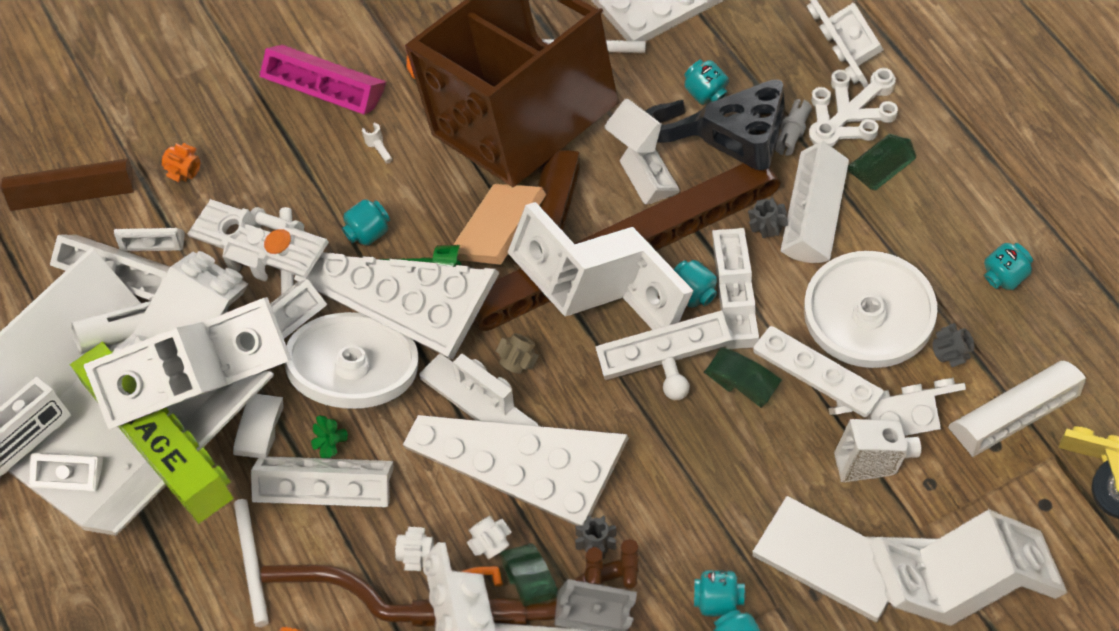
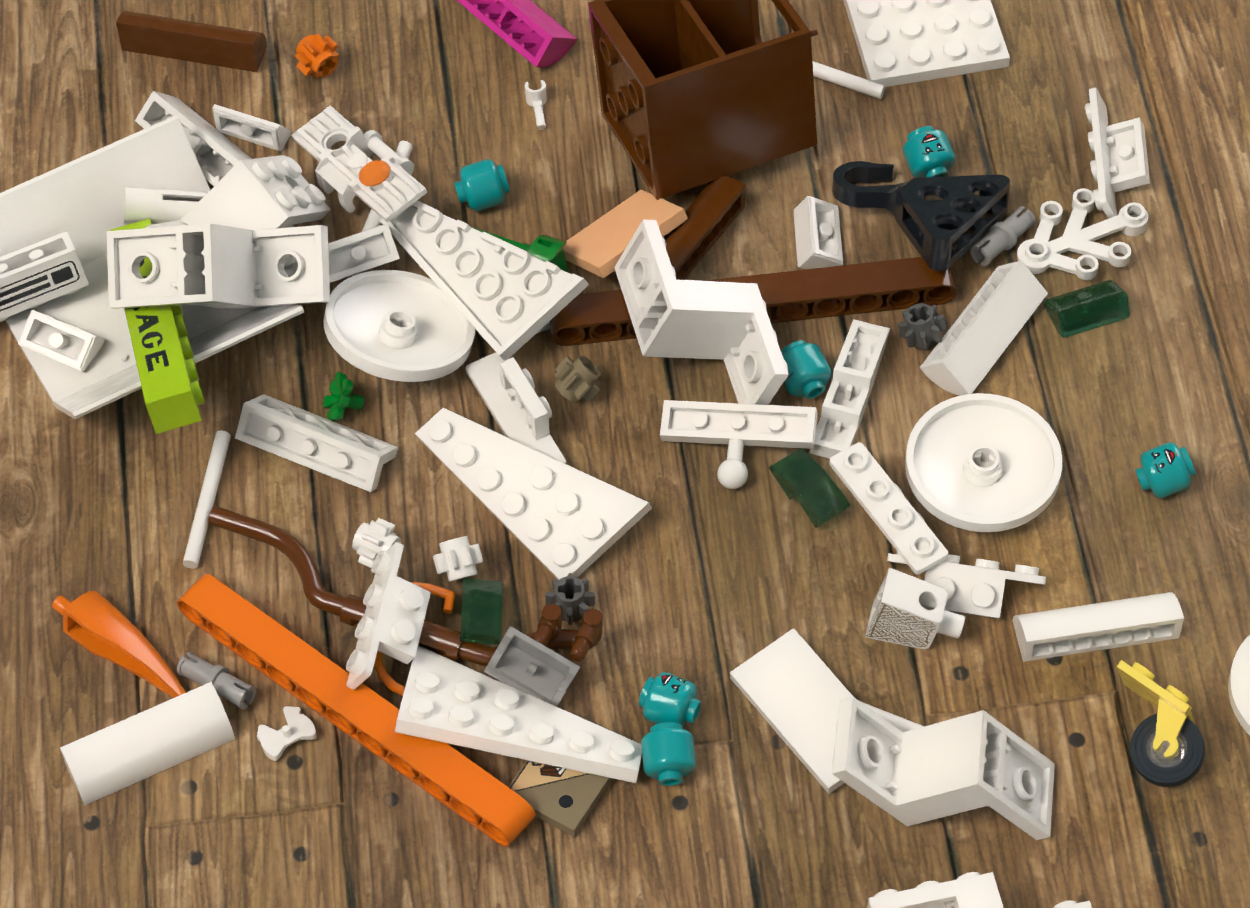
camera: 20 degrees right, 0 degrees up
(257, 426) = (273, 361): white slope -> none
(634, 127) = (820, 178): white slope -> none
(953, 345) = (1057, 533): dark grey gear -> none

